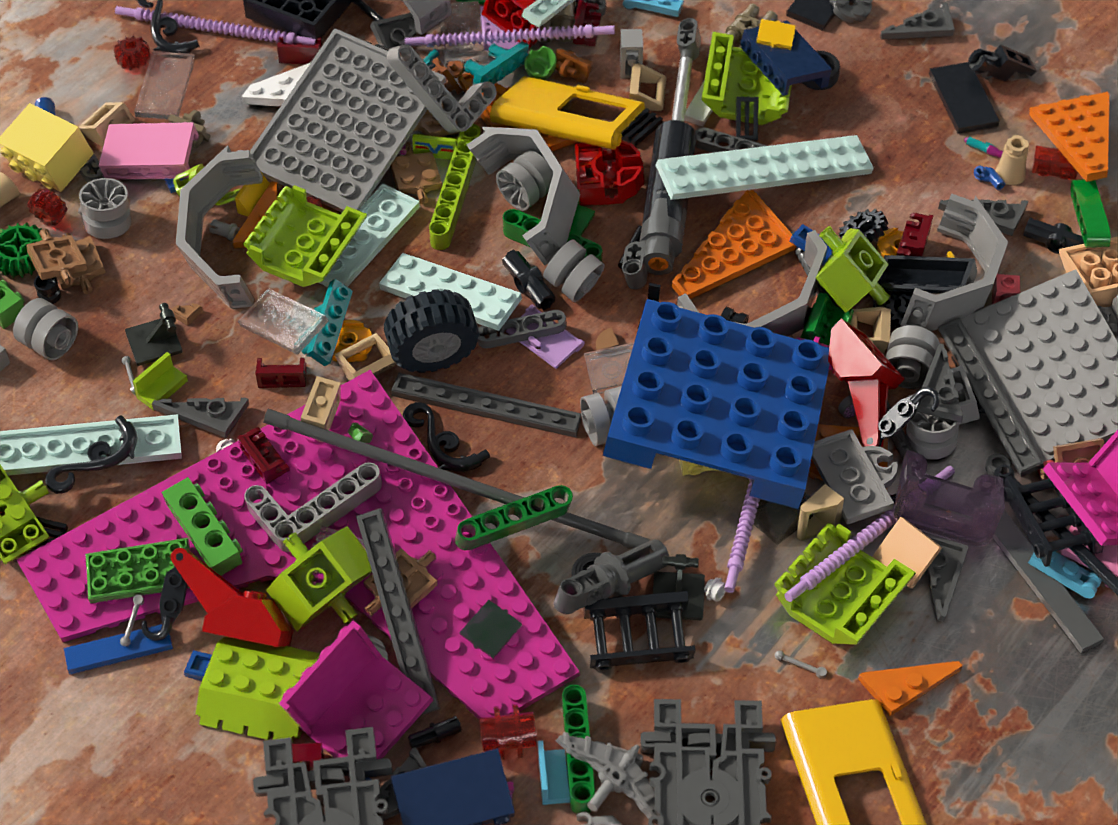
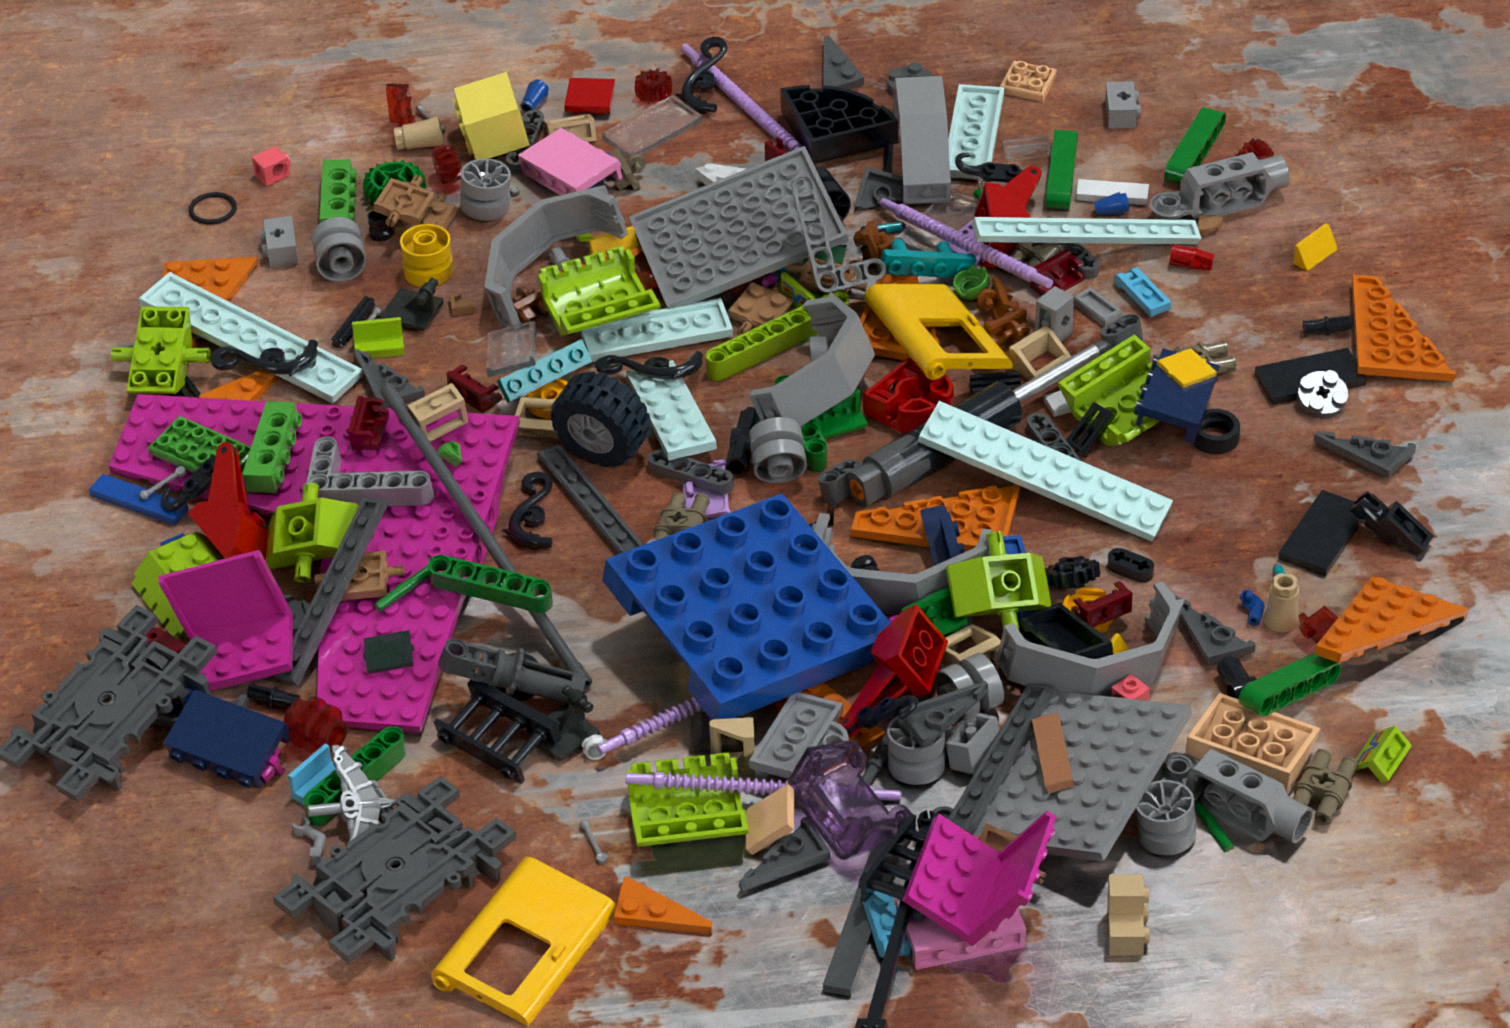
camera: 45 degrees right, 10 degrees down
(89, 87) = (589, 95): none -> red tile
(93, 499) = (245, 388): none -> orange wing
(117, 381) = (358, 314): none -> black axle
(121, 289) = (426, 254): none -> yellow wheel
(250, 270) = (527, 302): none -> dark orange hips
(402, 265) = (653, 367): none -> black plant
(444, 569) = (402, 589): none -> green piece
(555, 373) = (677, 518): none -> dark tan pin
(603, 79) = (1008, 327): none -> dark orange hips
(649, 29) = (1097, 307): none -> light grey tile
(767, 264) = (941, 534): none -> dark blue bracket
(882, 198) = (1130, 565): none -> black beam
(1027, 365) = (1053, 753): none -> nougat tile

